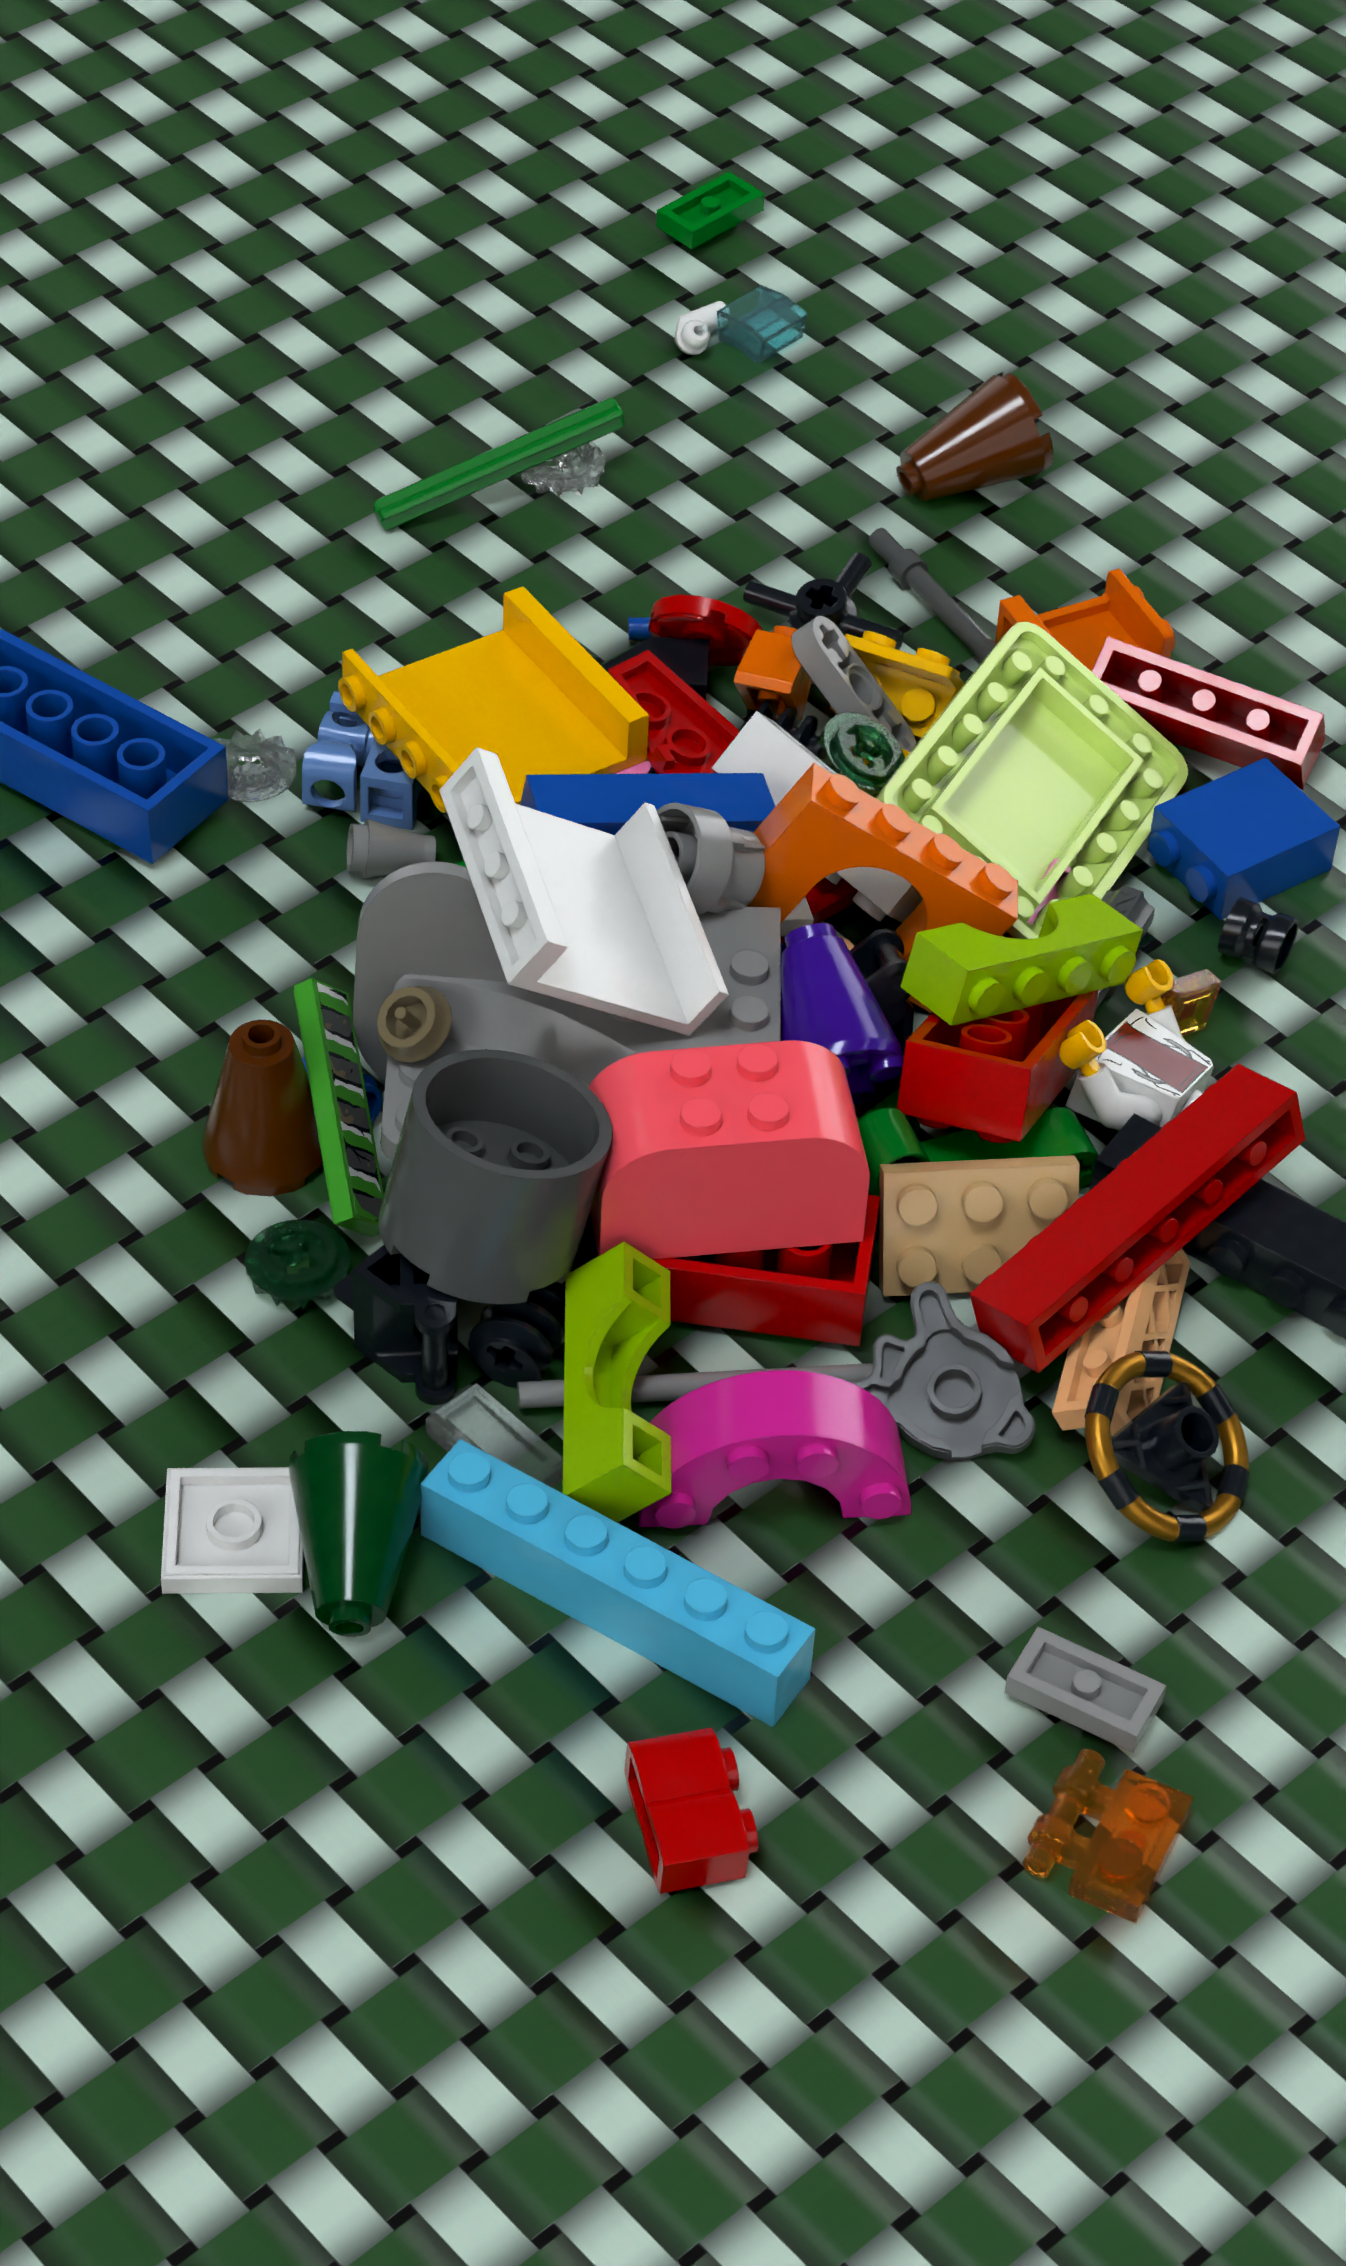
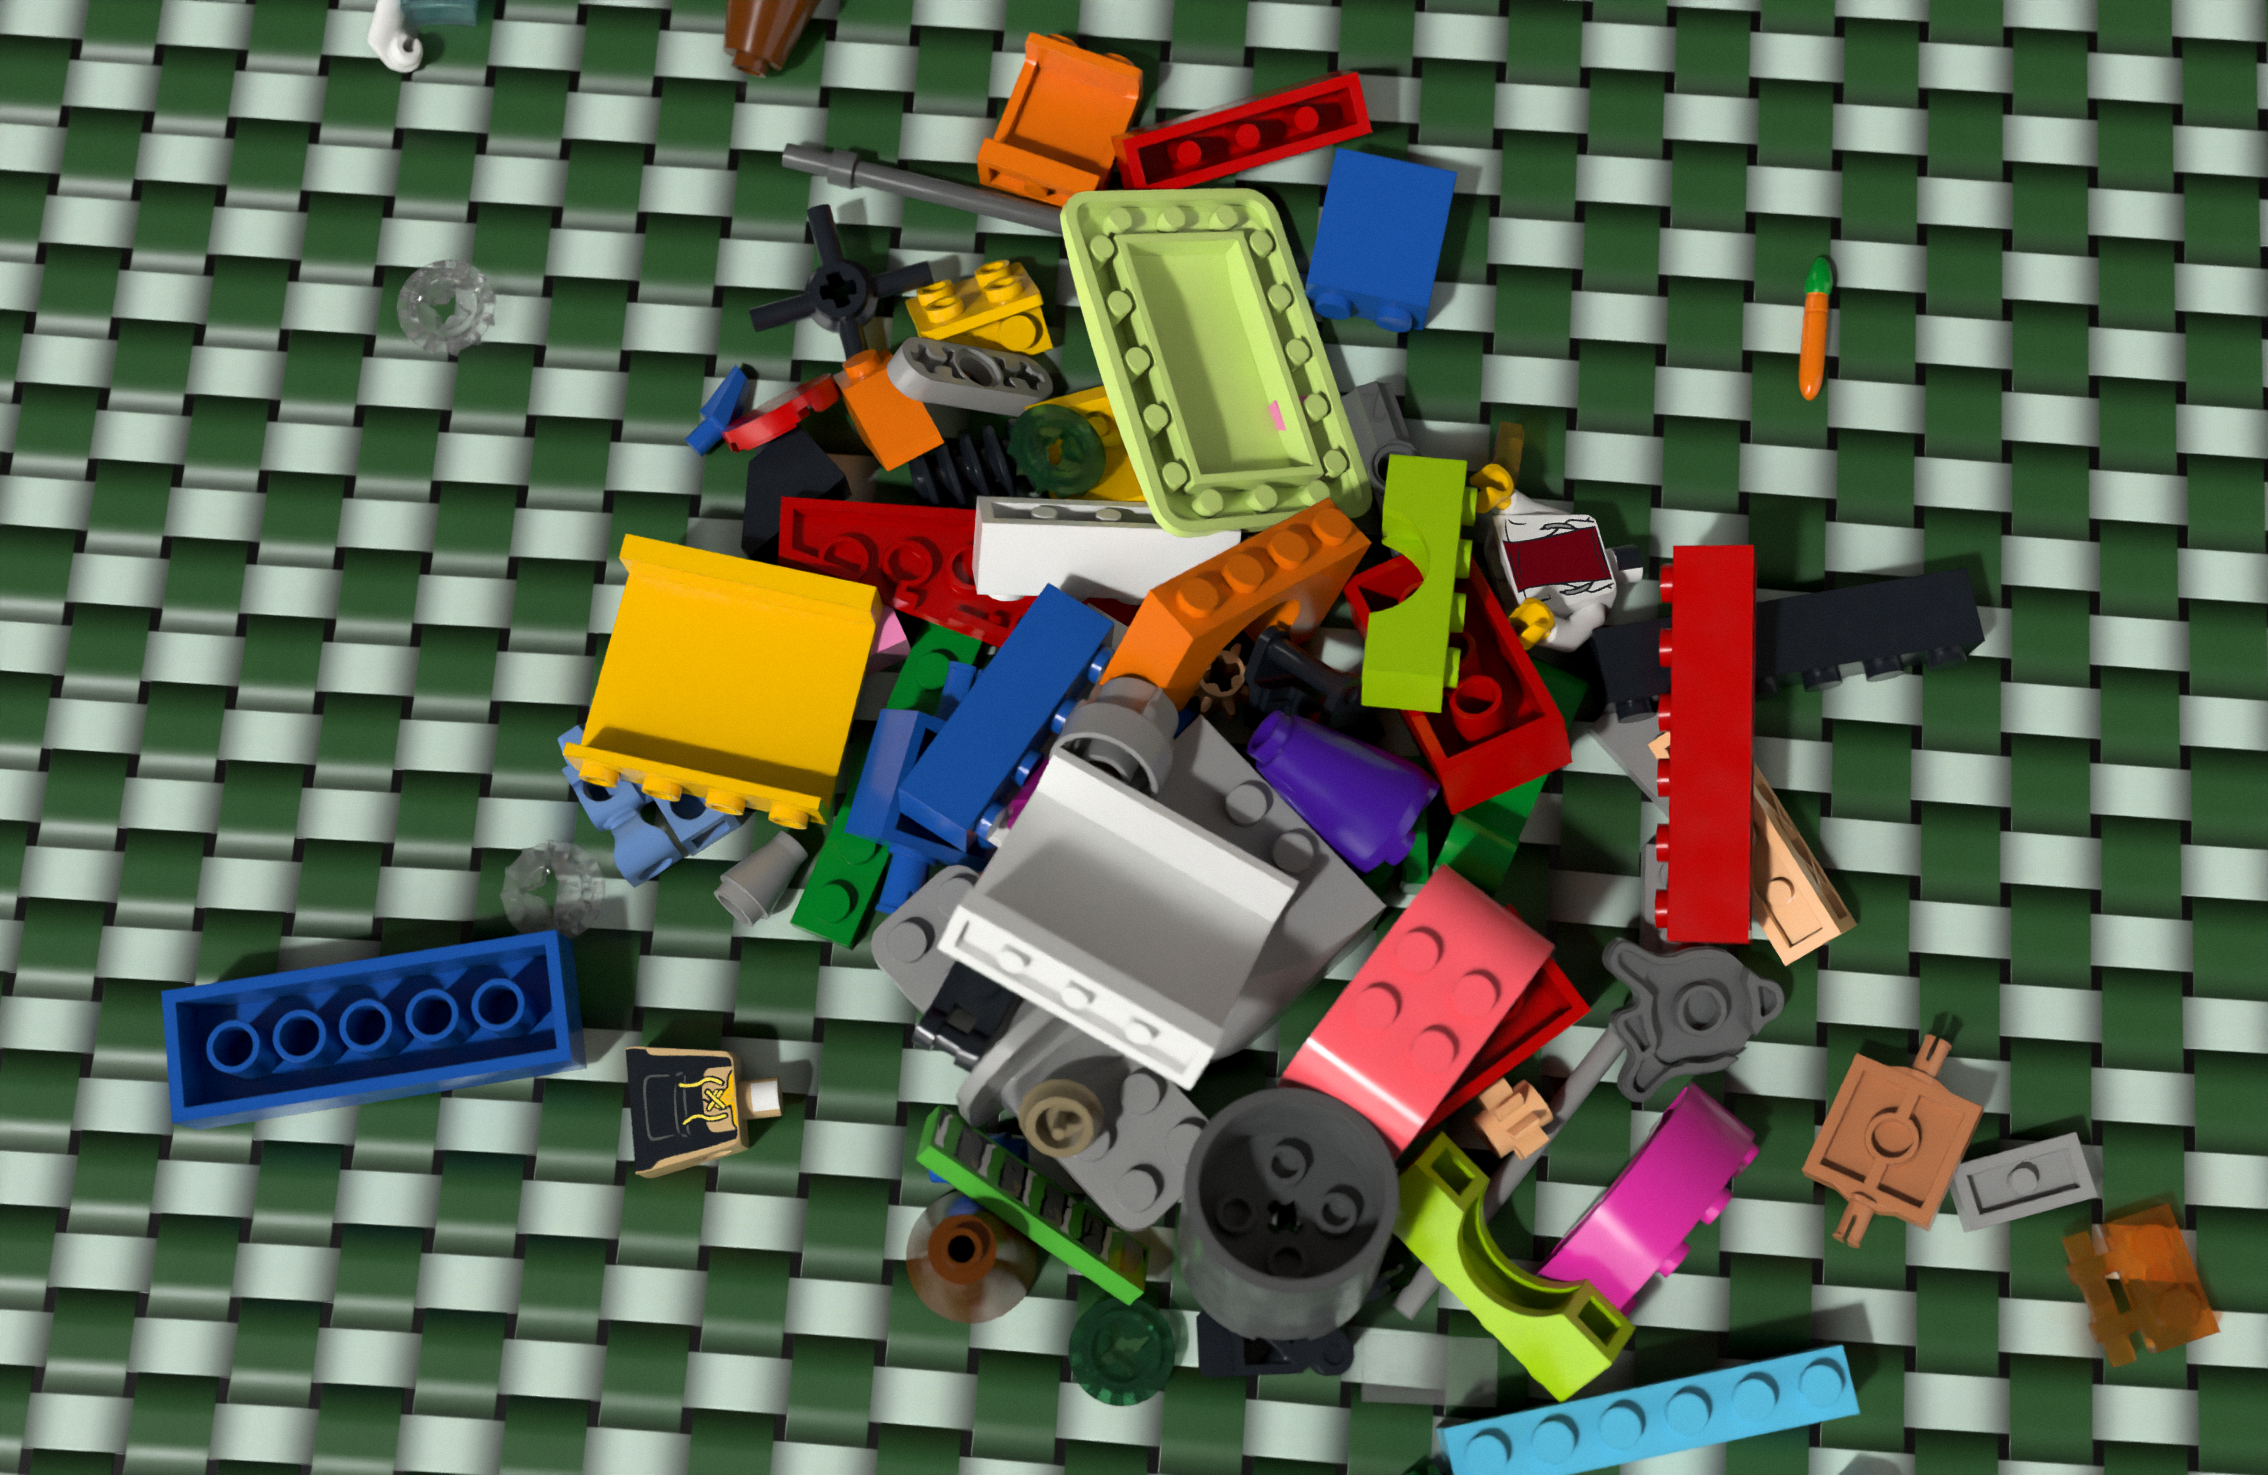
camera: 40 degrees left, 30 degrees up
(188, 920) = (692, 1106): none -> torso
(498, 464) = (410, 367): green axle -> none
(733, 1336) = (1511, 1119): none -> light nougat gear
(965, 1217) = (1586, 844): tan plate -> none
(1010, 1575) = (1892, 1141): none -> nougat plate
(1168, 1447) = (1890, 920): black piece -> none
(1258, 935) = (1484, 335): black wheel -> none

